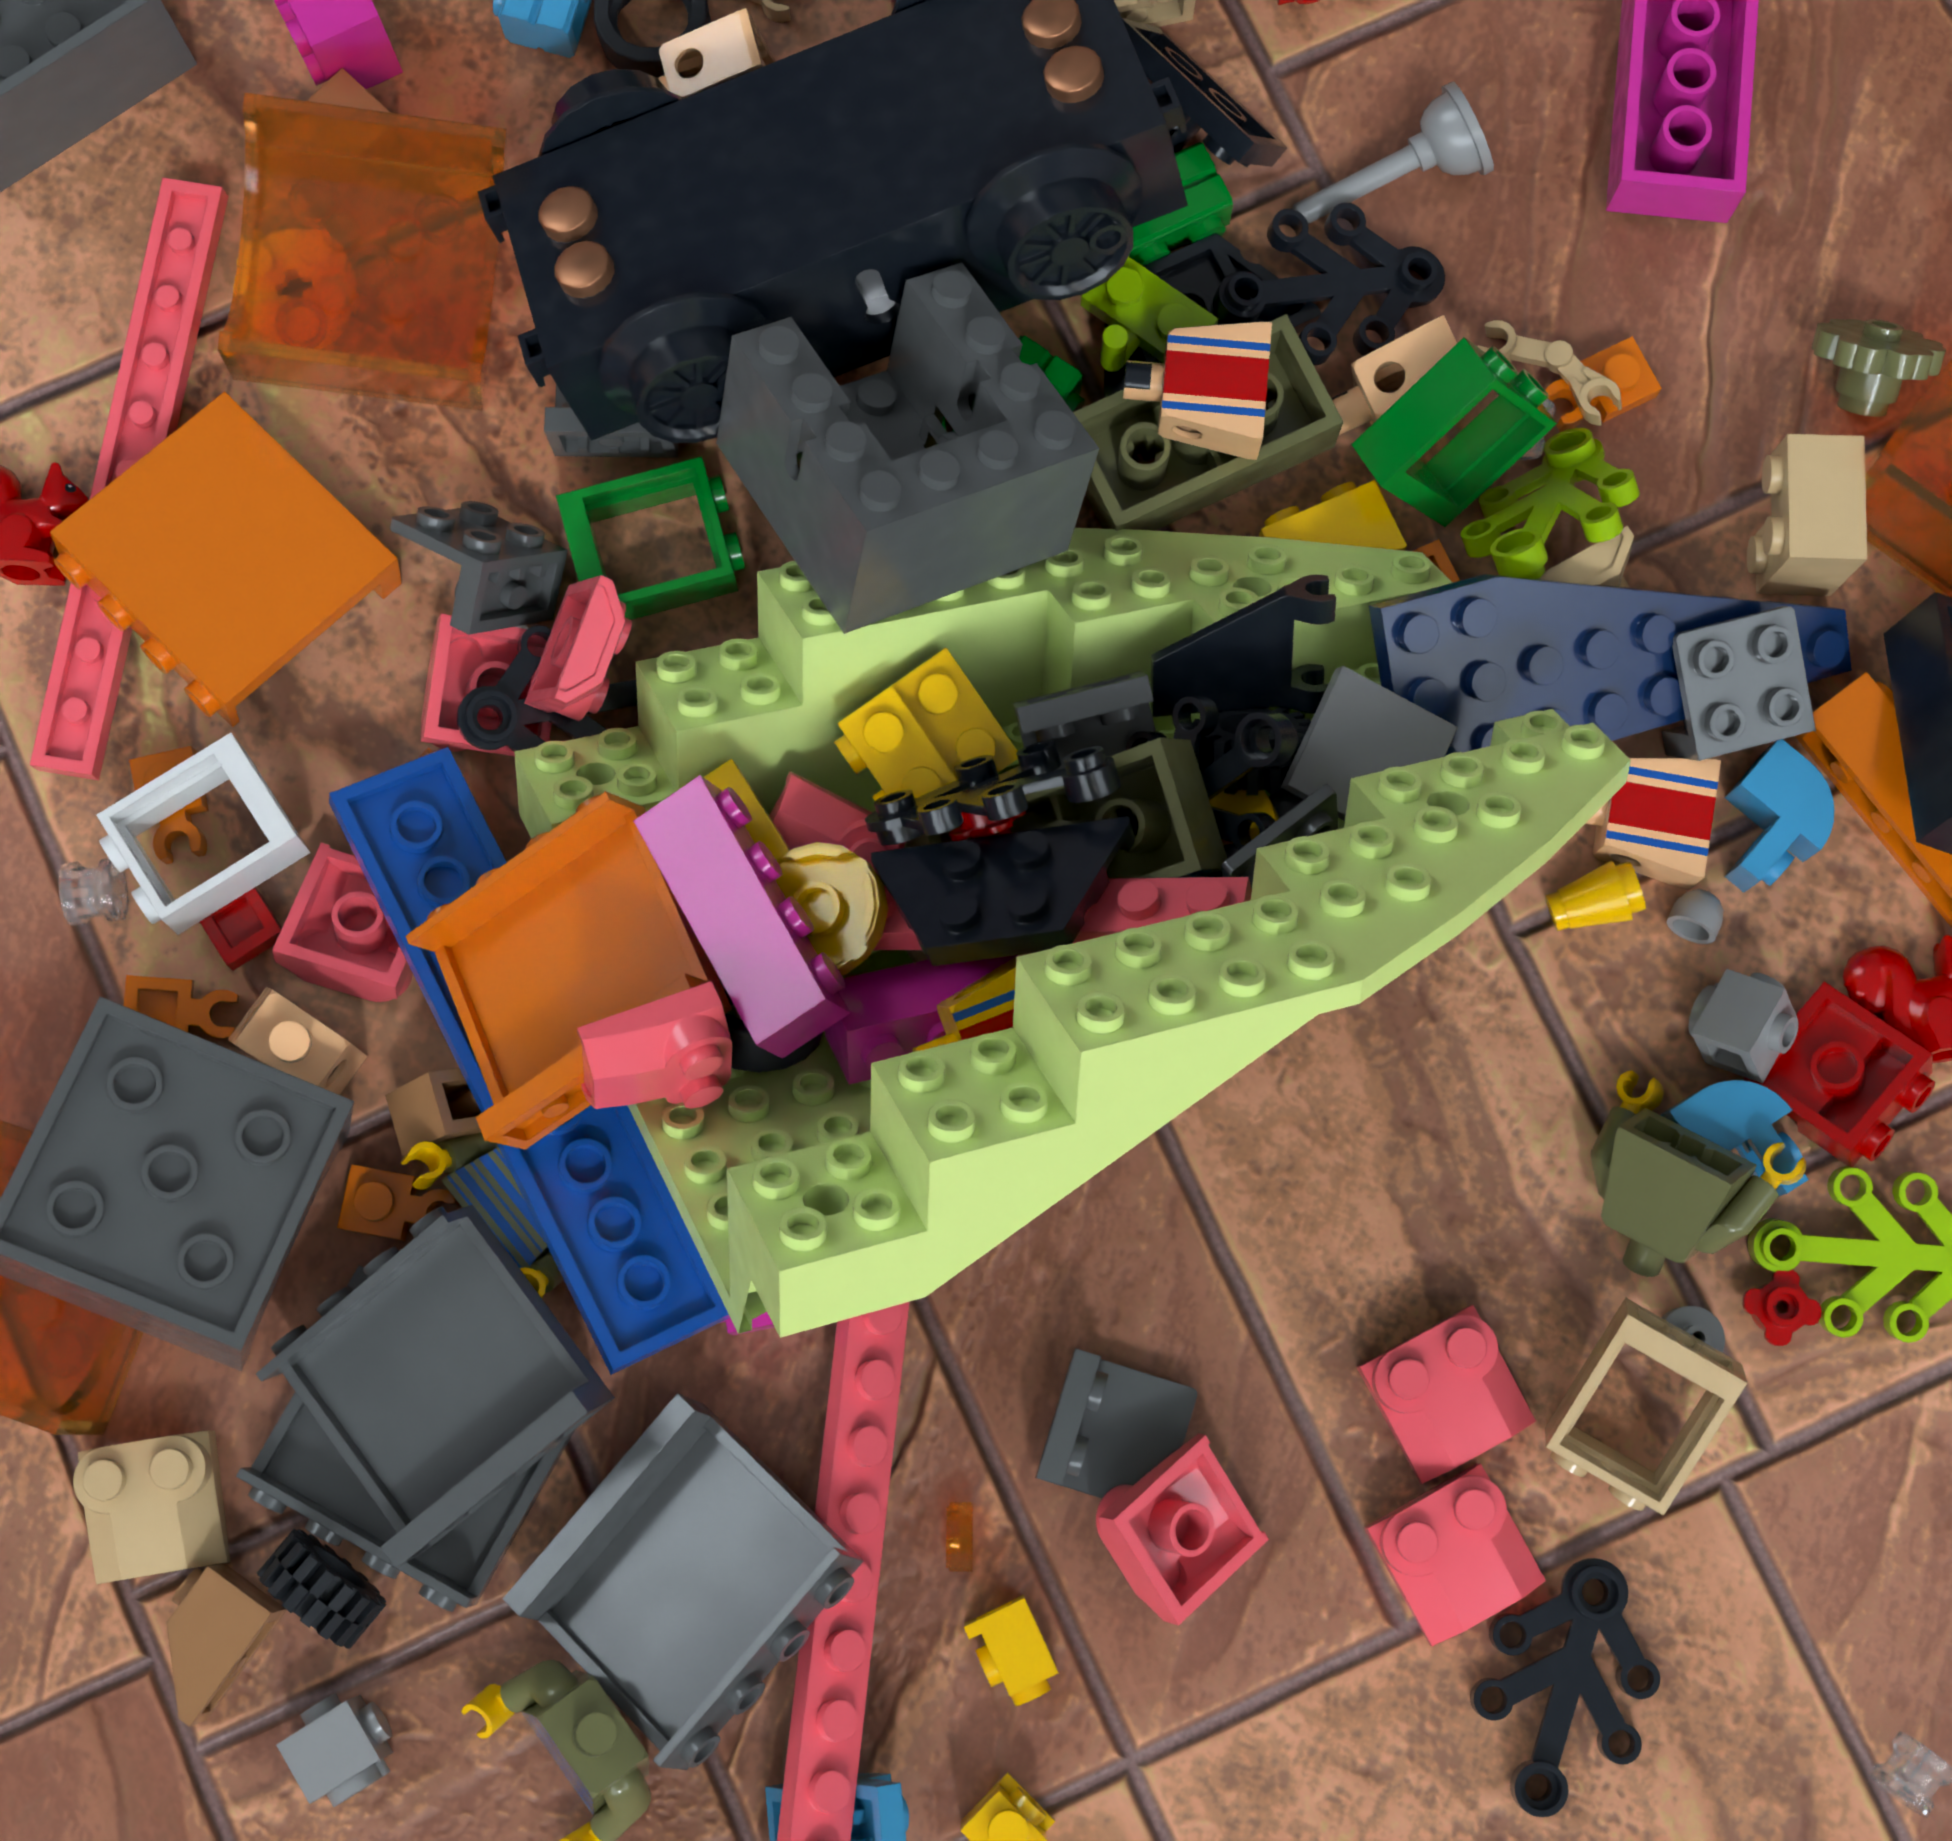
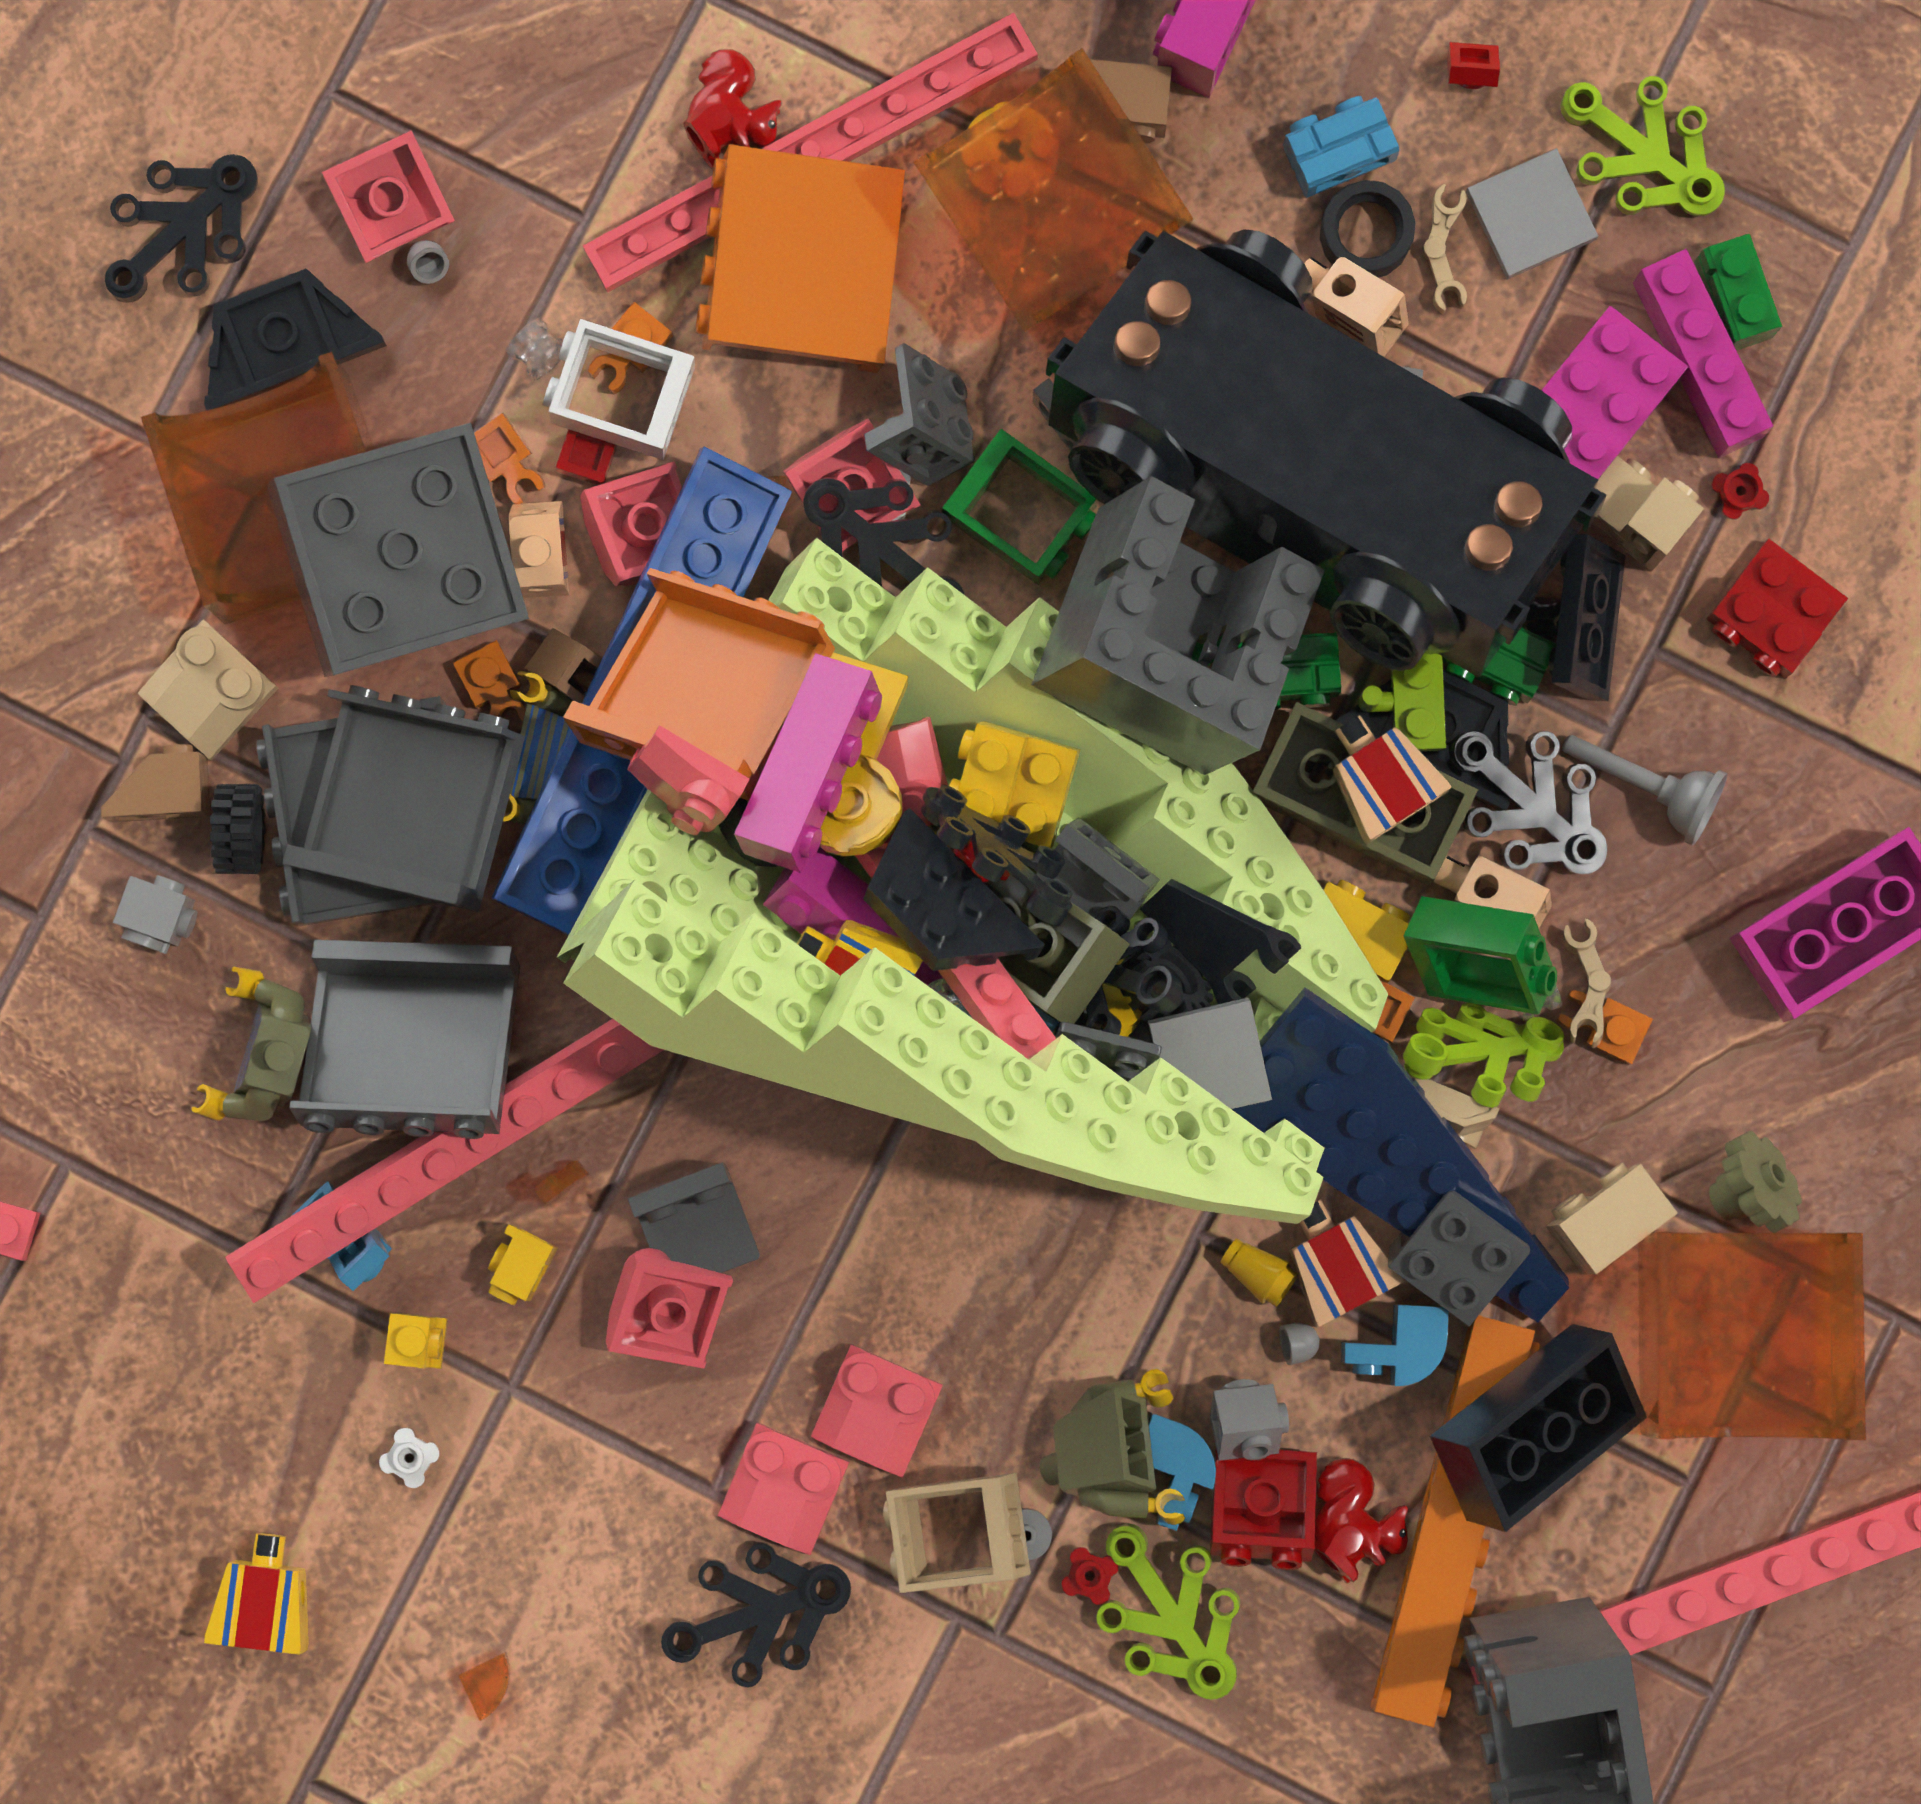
camera: 55 degrees right, 5 degrees up
(580, 650) = (909, 526): coral slope -> none

